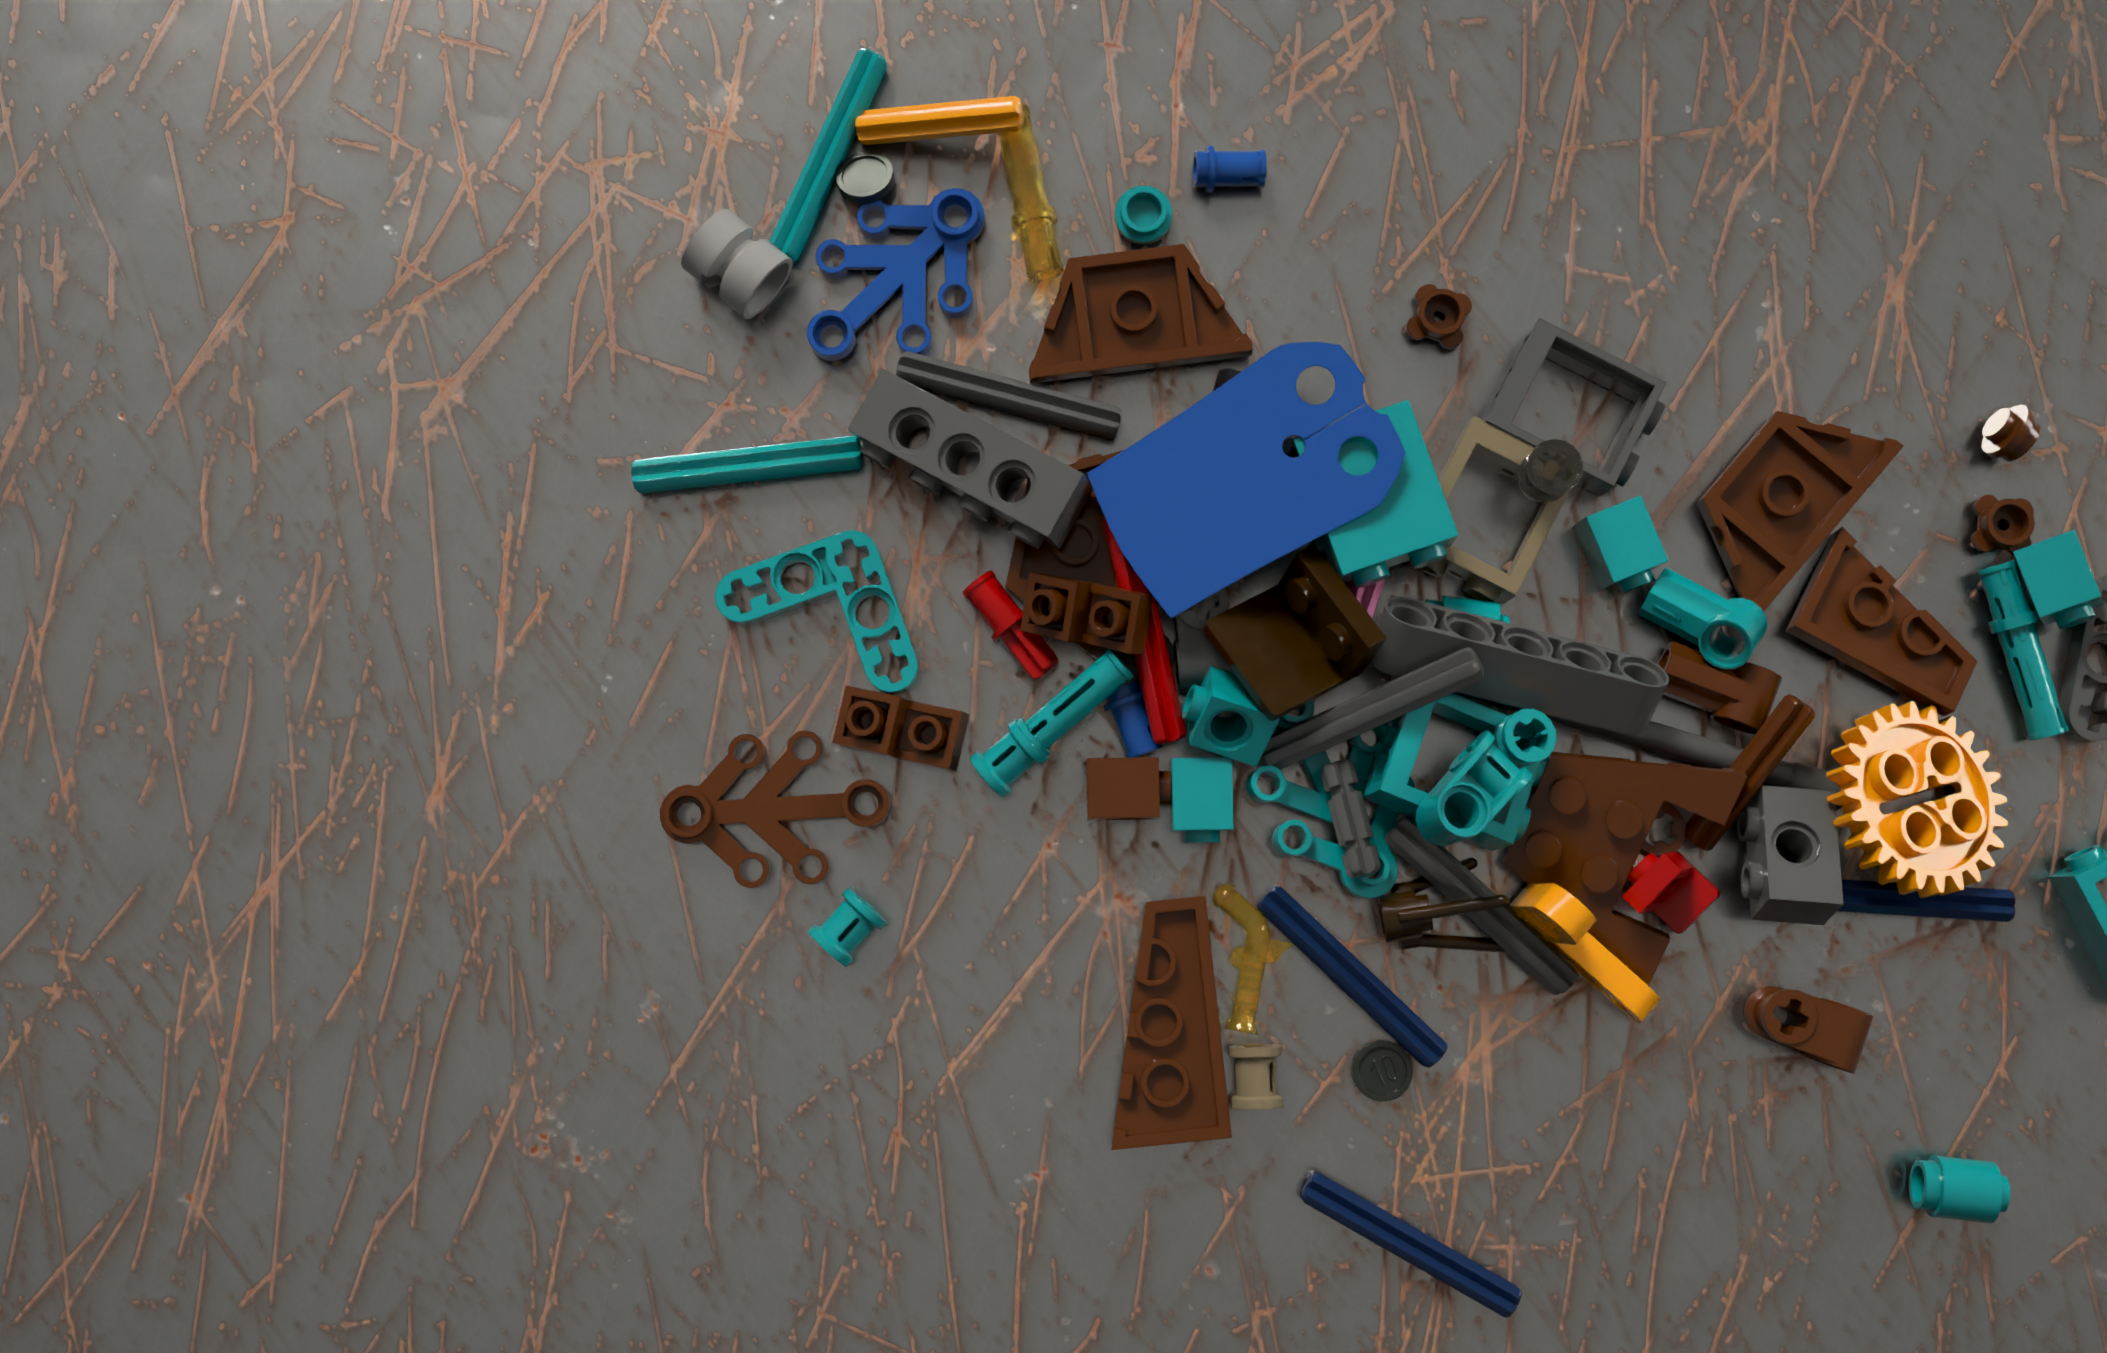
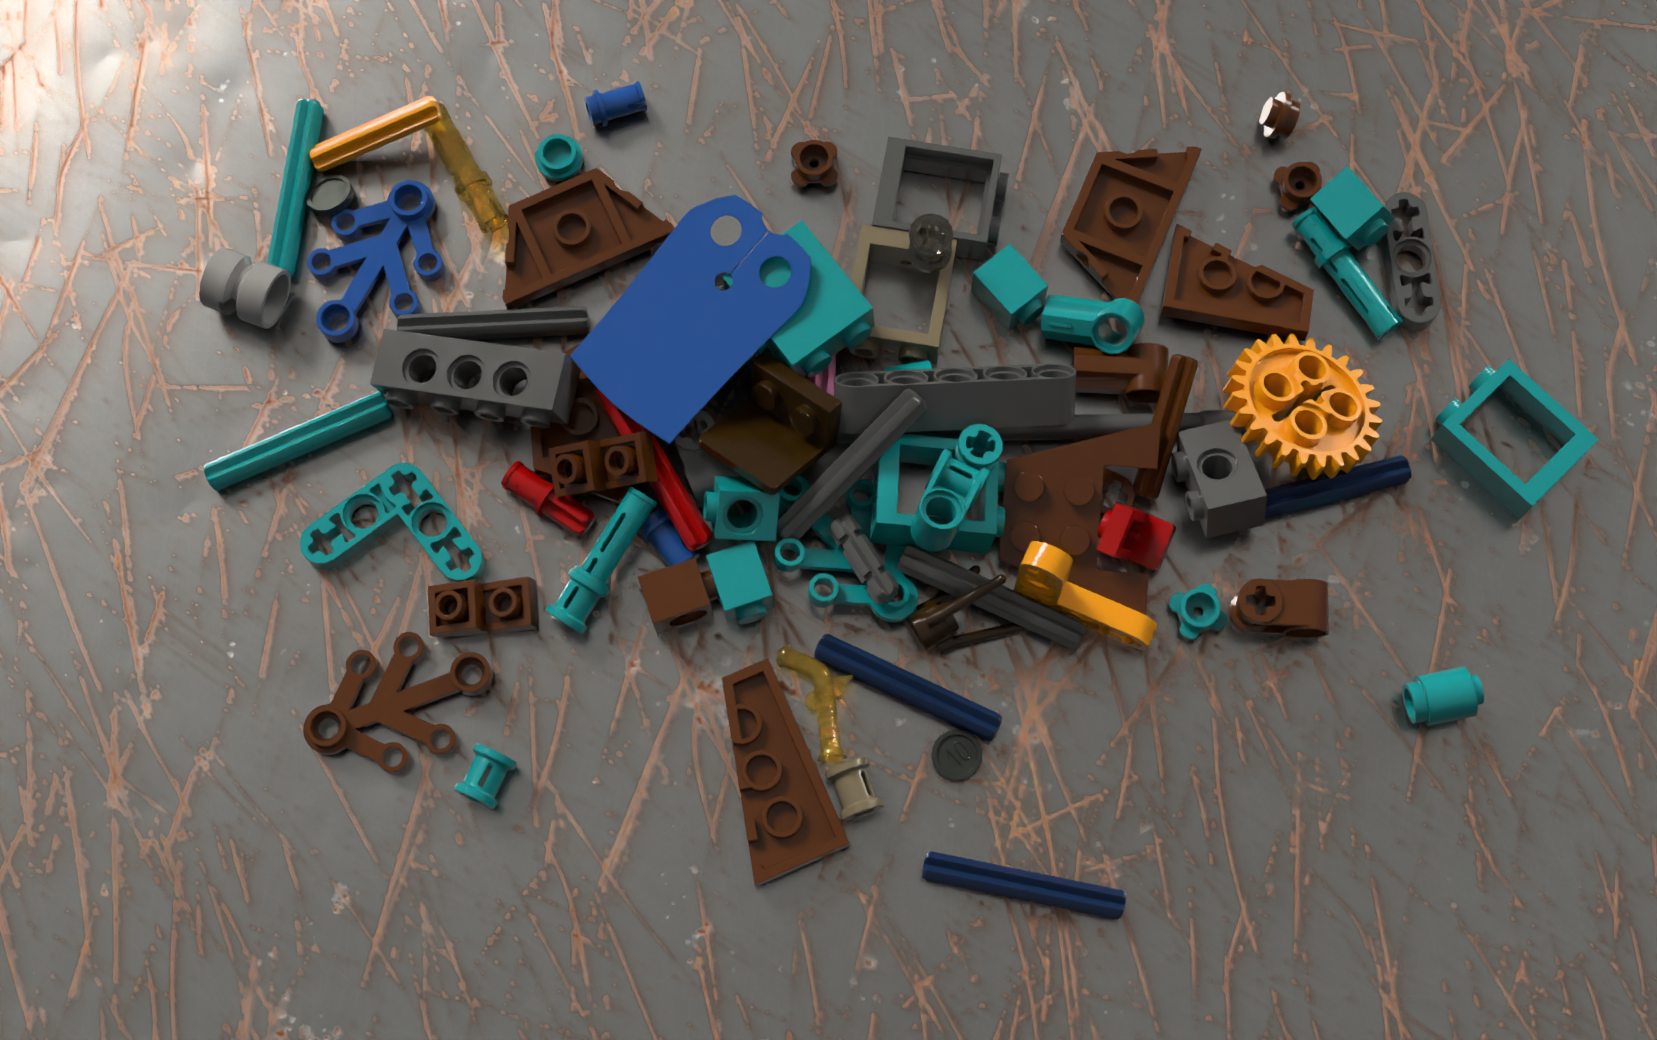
camera: 20 degrees left, 10 degrees down
(1728, 996) = (1205, 598): none -> teal plate

